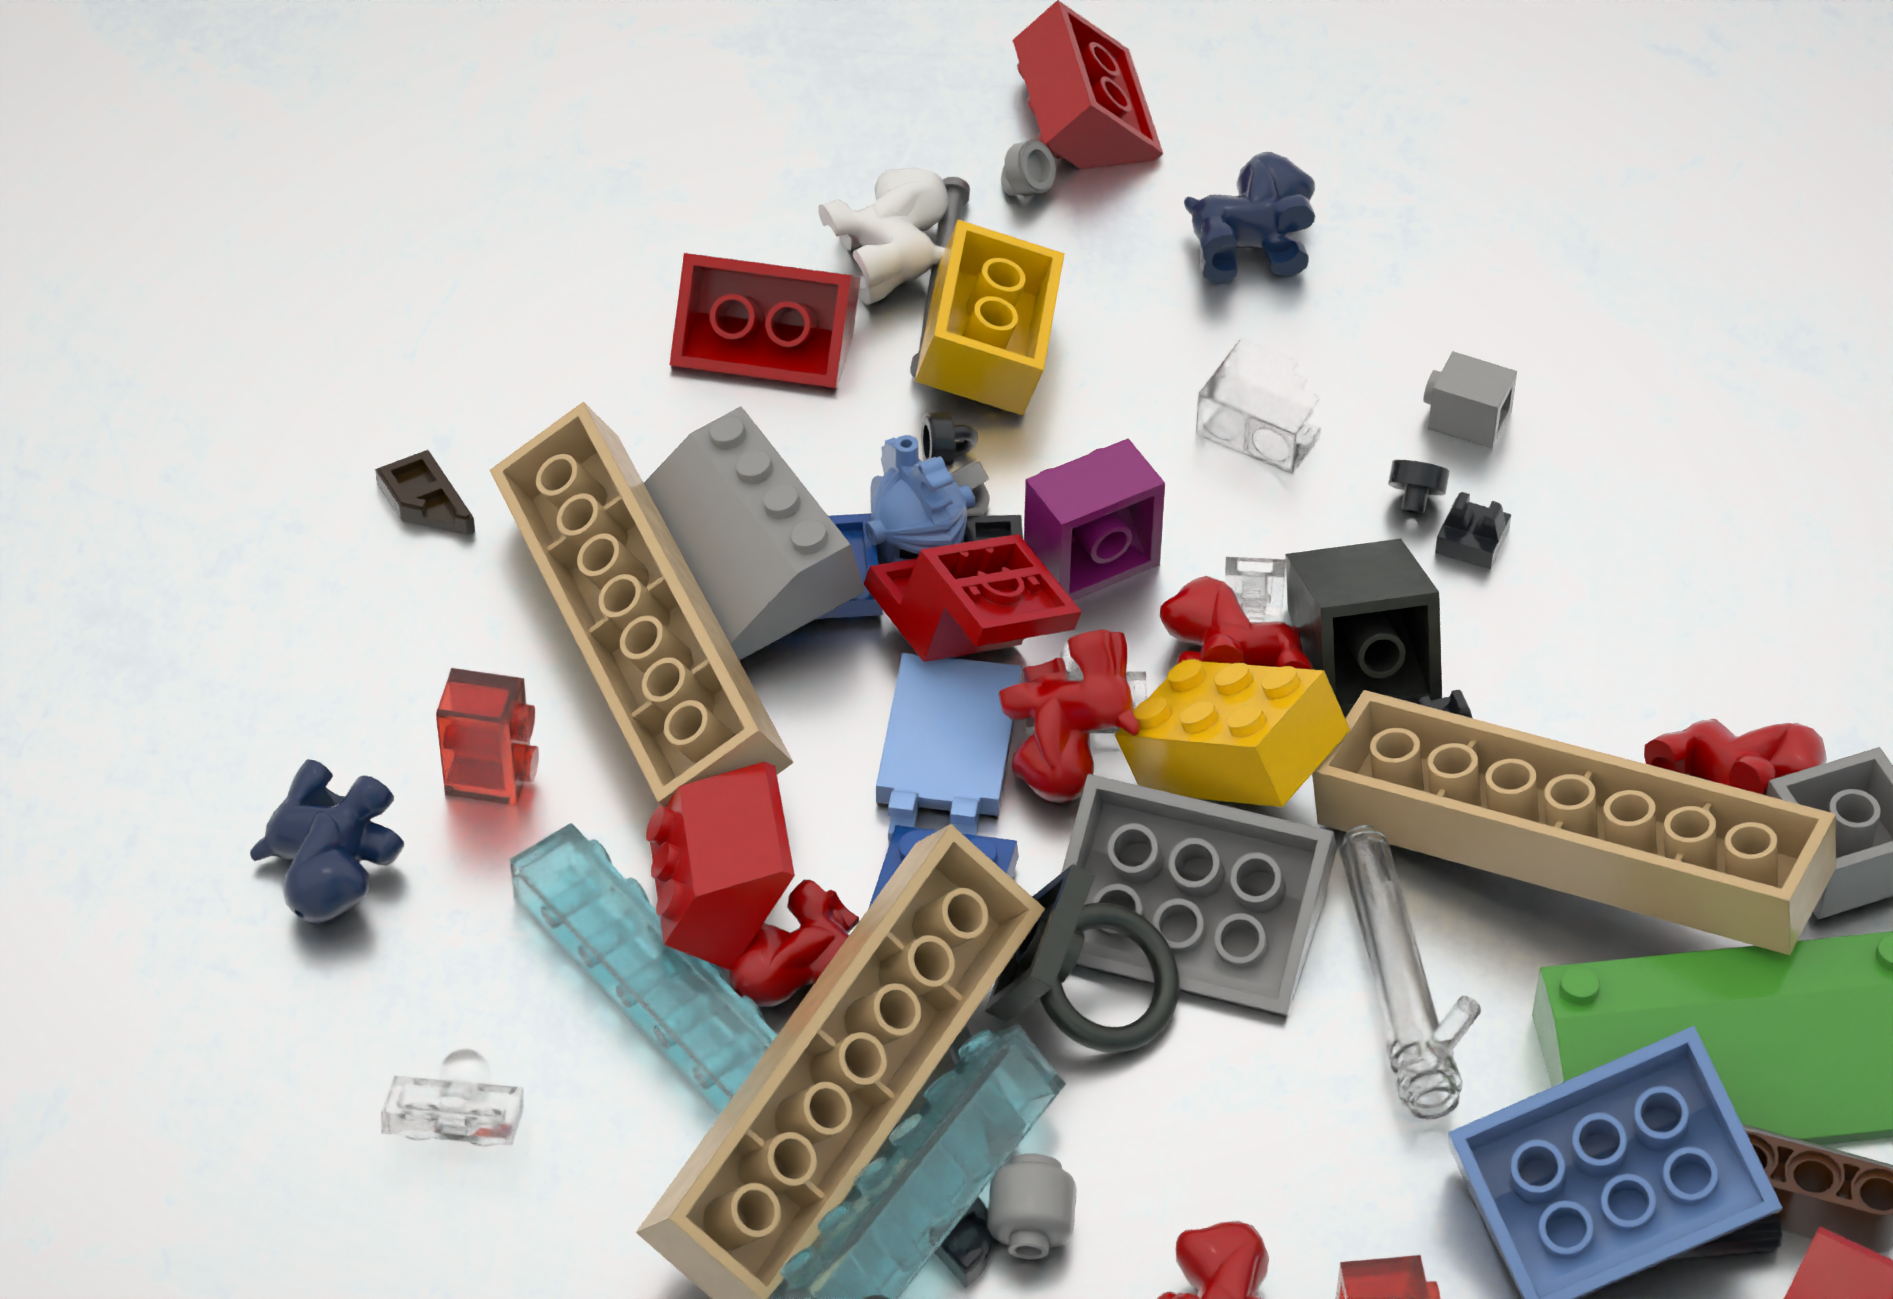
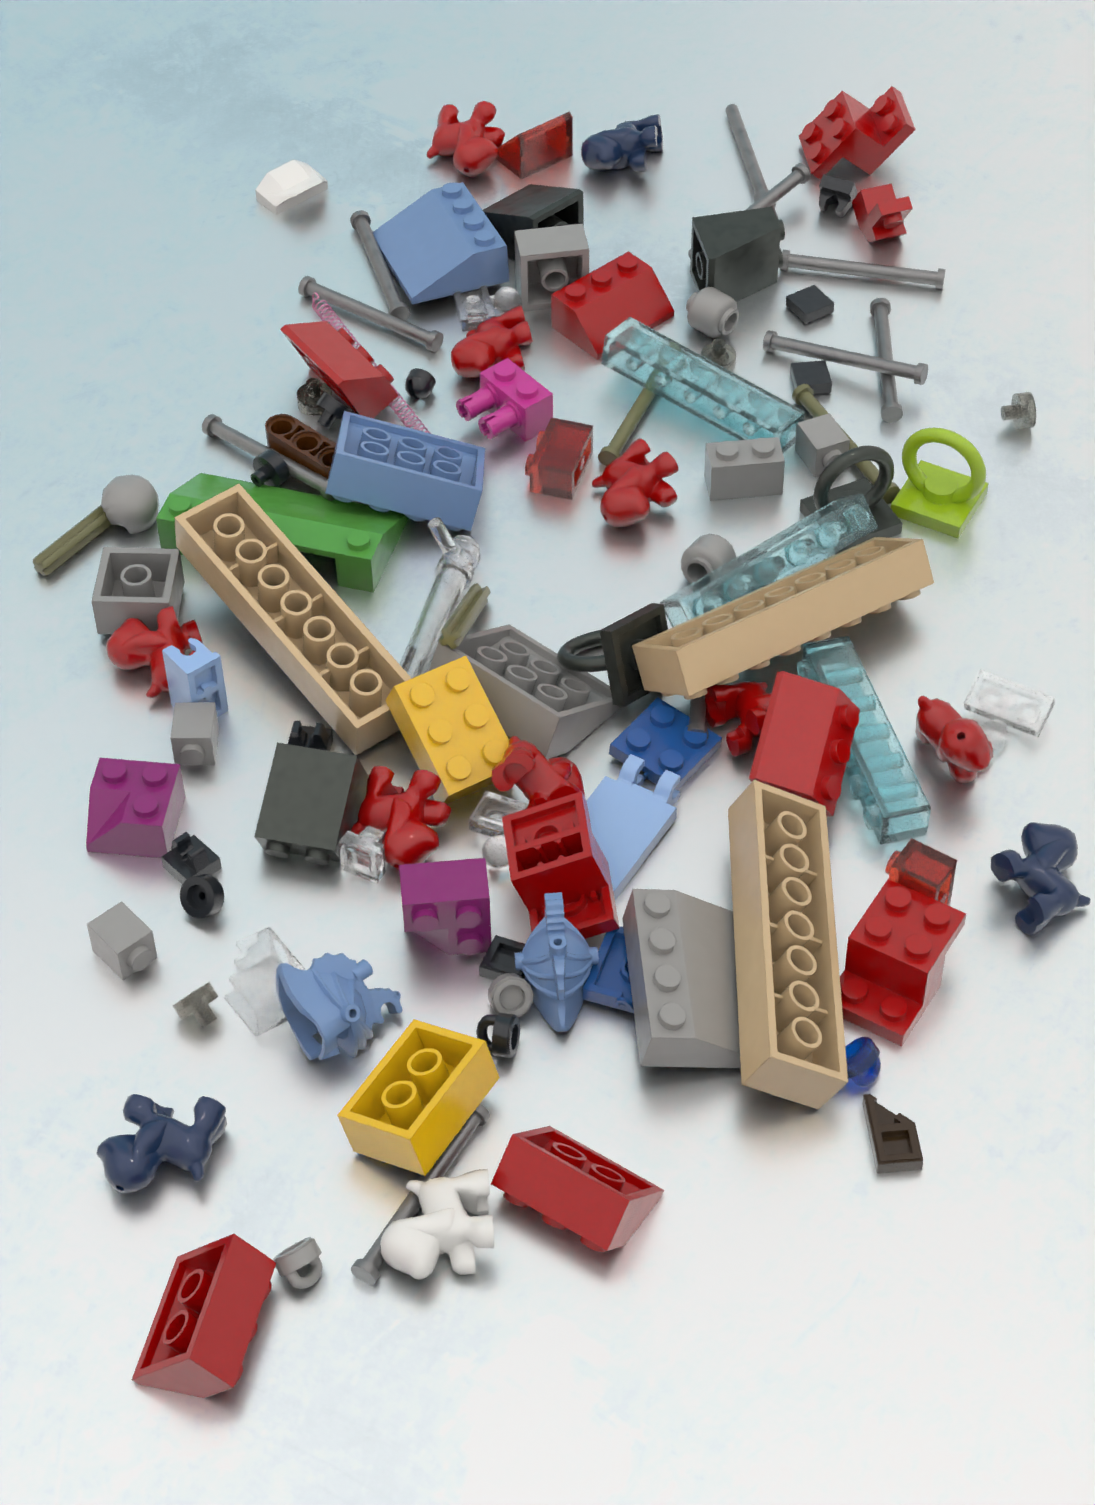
camera: 155 degrees left, 0 degrees up
(485, 636) = (896, 960): none -> red bracket
(493, 547) = (860, 1056): none -> clear blue tile
(509, 980) = (955, 738): none -> red animal
(1156, 375) = (334, 1003): none -> medium blue helmet
(1329, 364) = (197, 1004): none -> clear smoke tile
(1337, 930) = (464, 616): none -> olive axle
(1589, 553) = (134, 807): none -> magenta slope
(1599, 674) = (195, 733): none -> light grey brick
(1645, 699) = (195, 676): none -> light blue hinge
(1848, 1131) = (269, 469): none -> black tile

